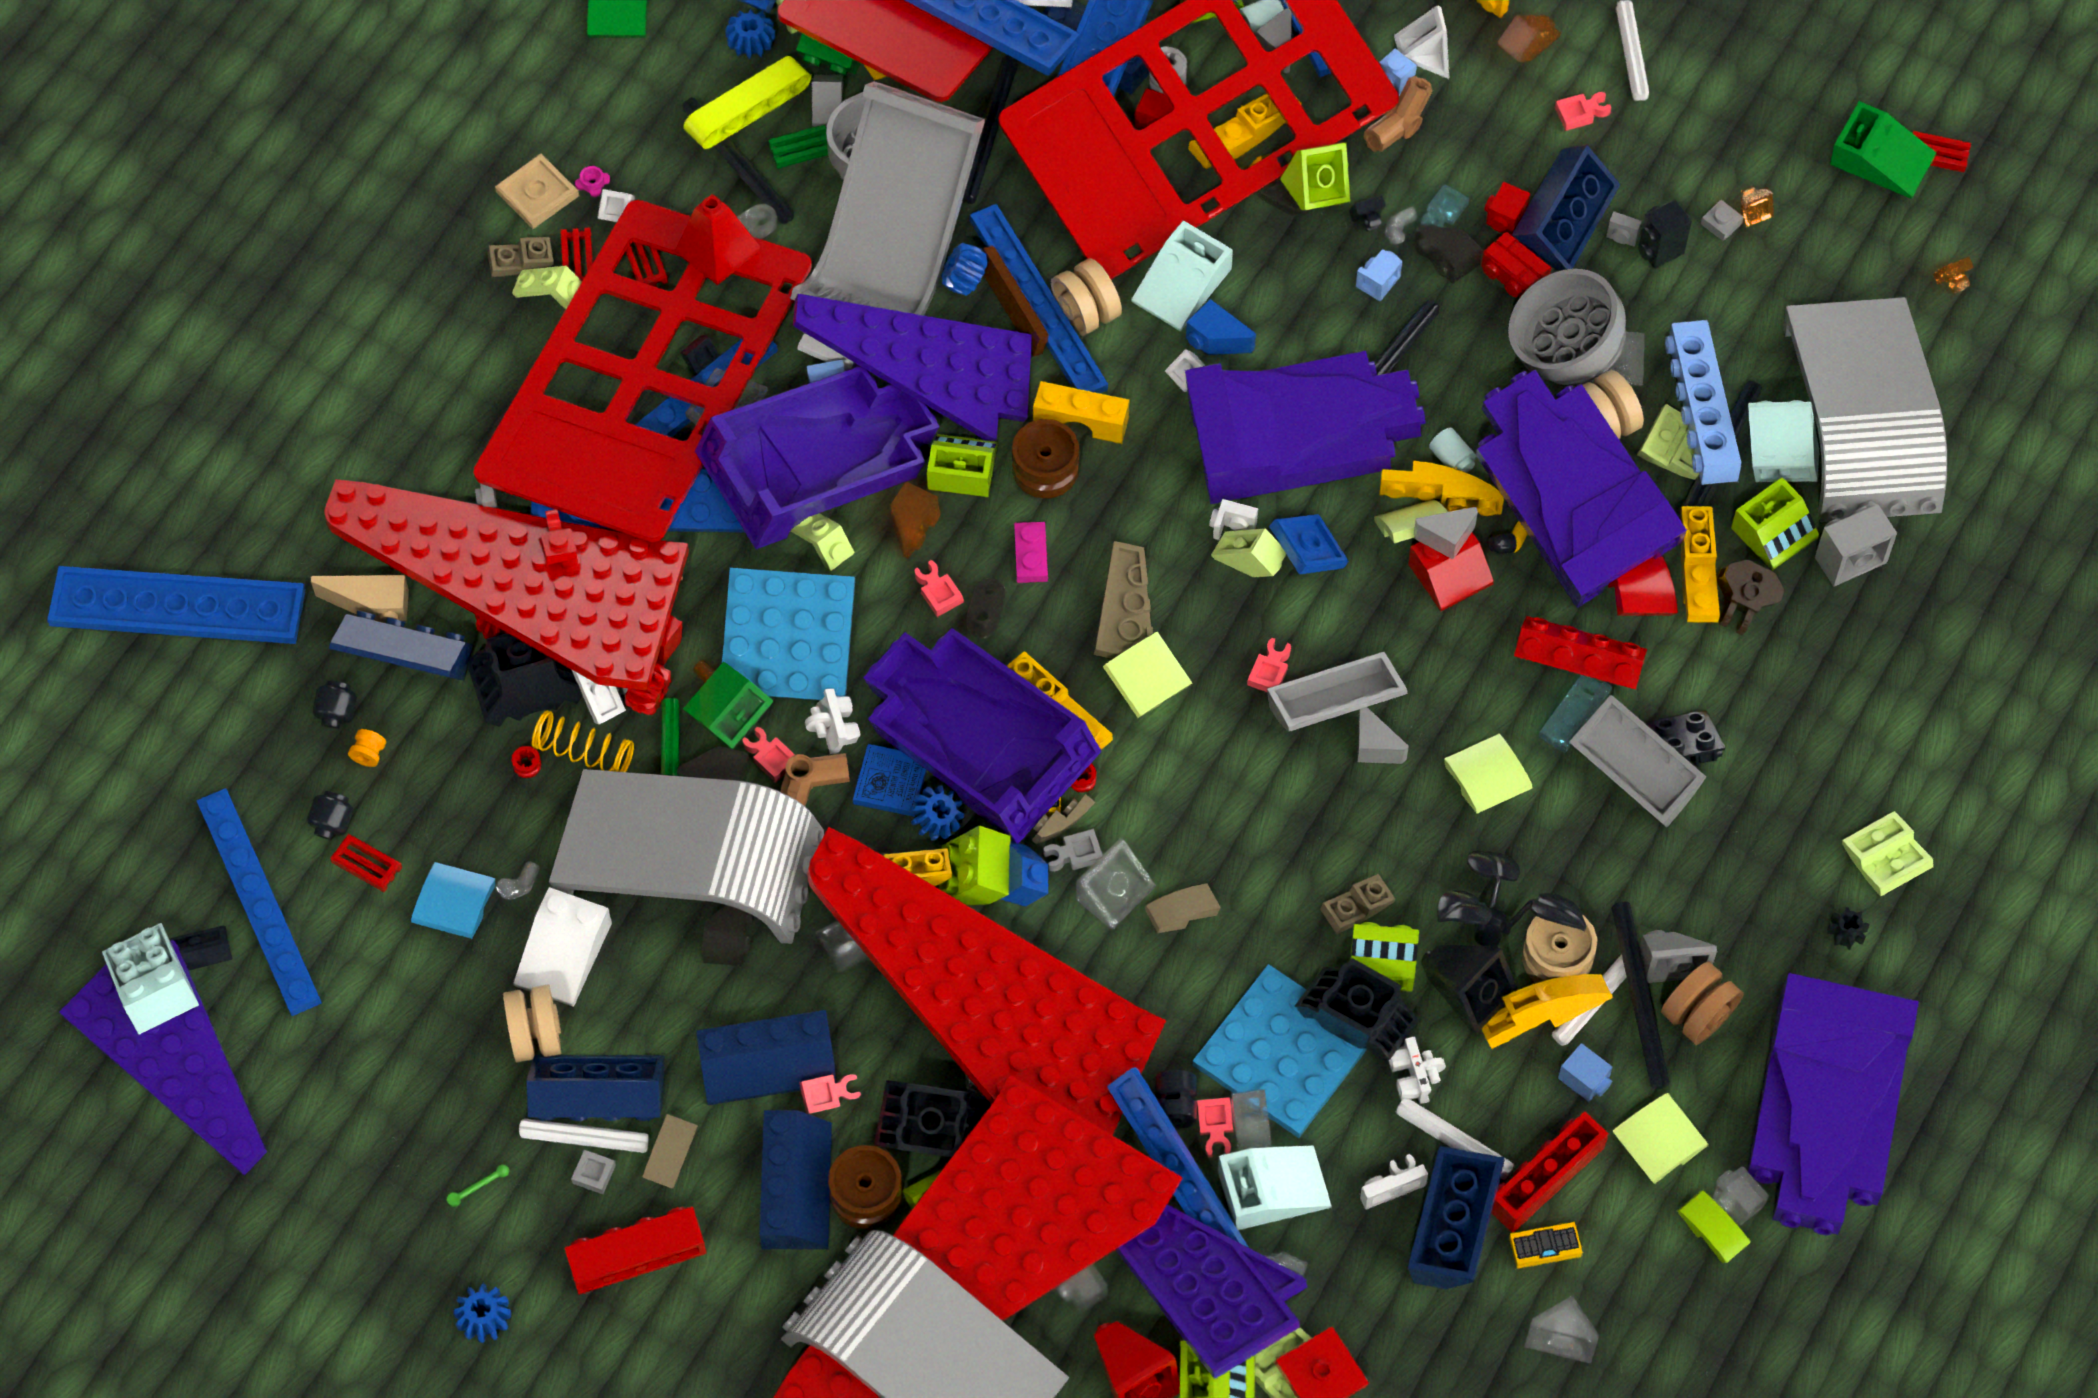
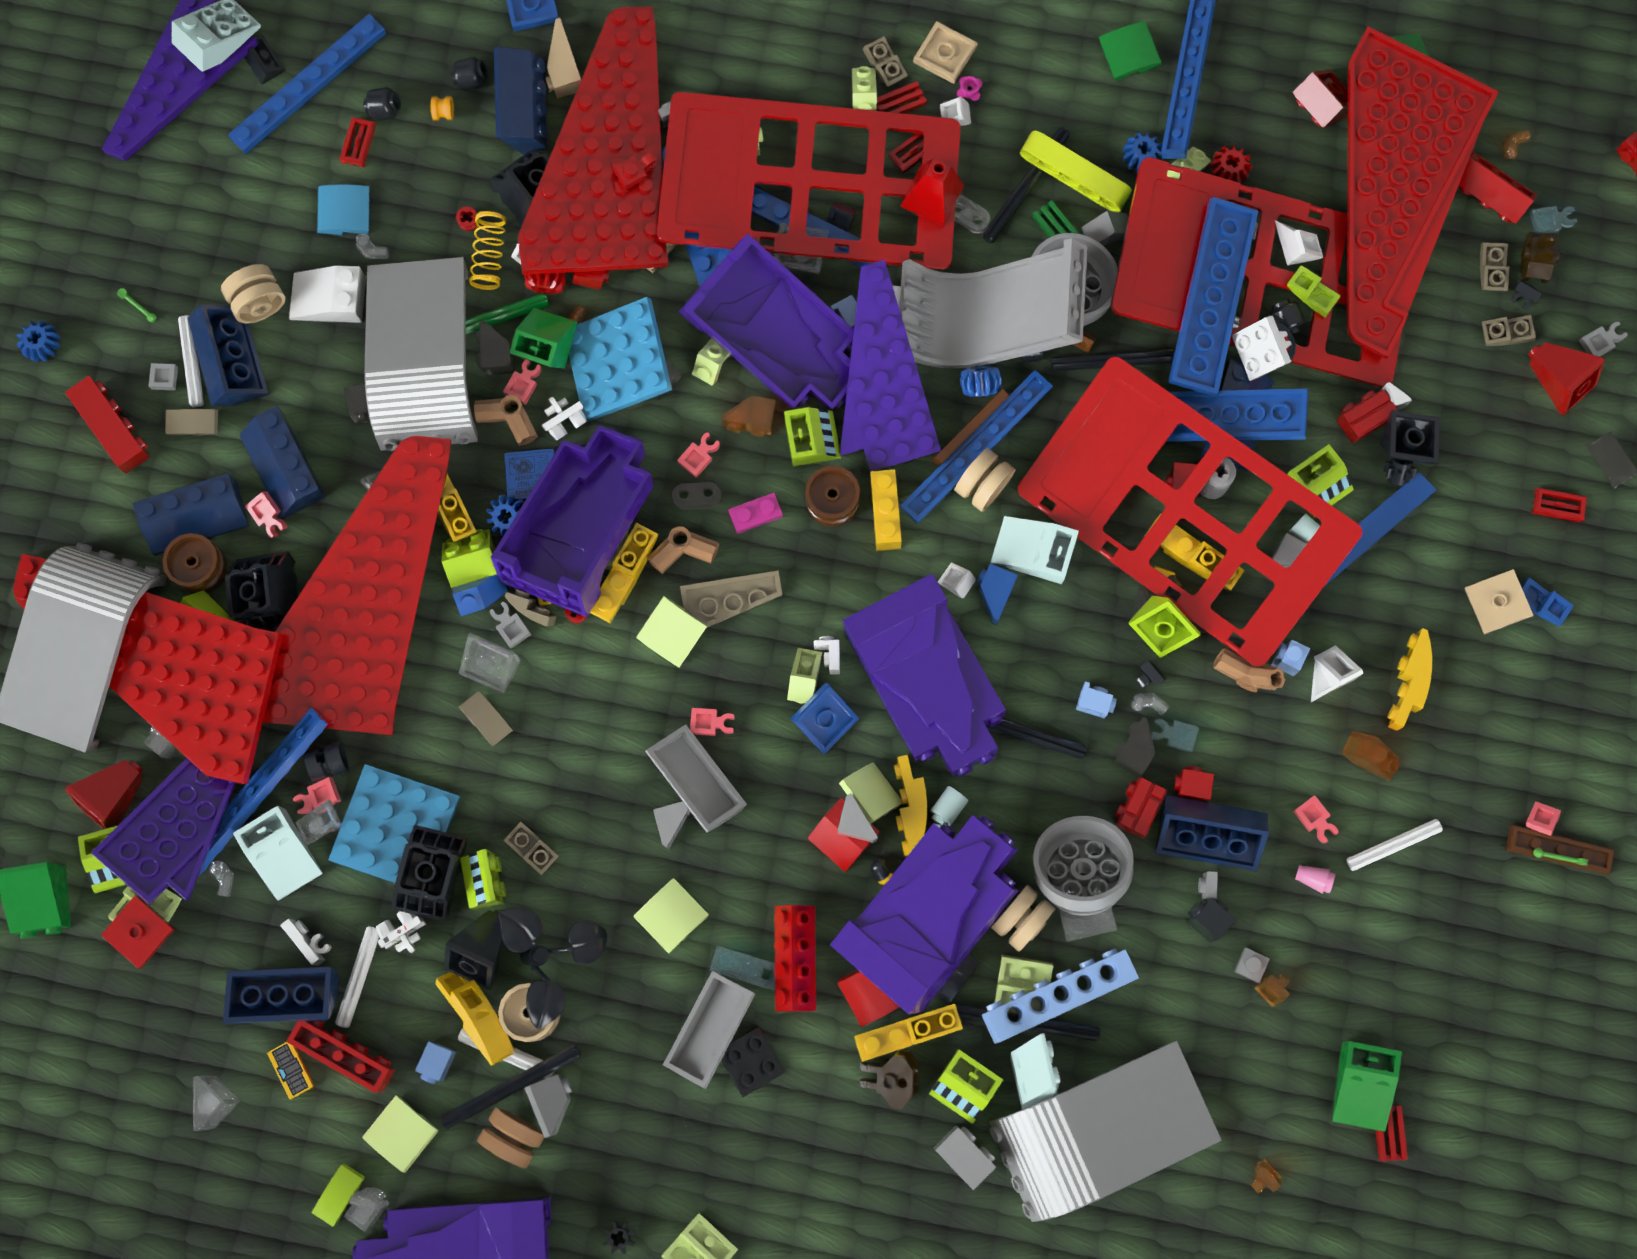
camera: 75 degrees right, 15 degrees up
(1049, 623) = (695, 546): none -> medium nougat piece
(1648, 128) = (1316, 878): none -> bright pink cone

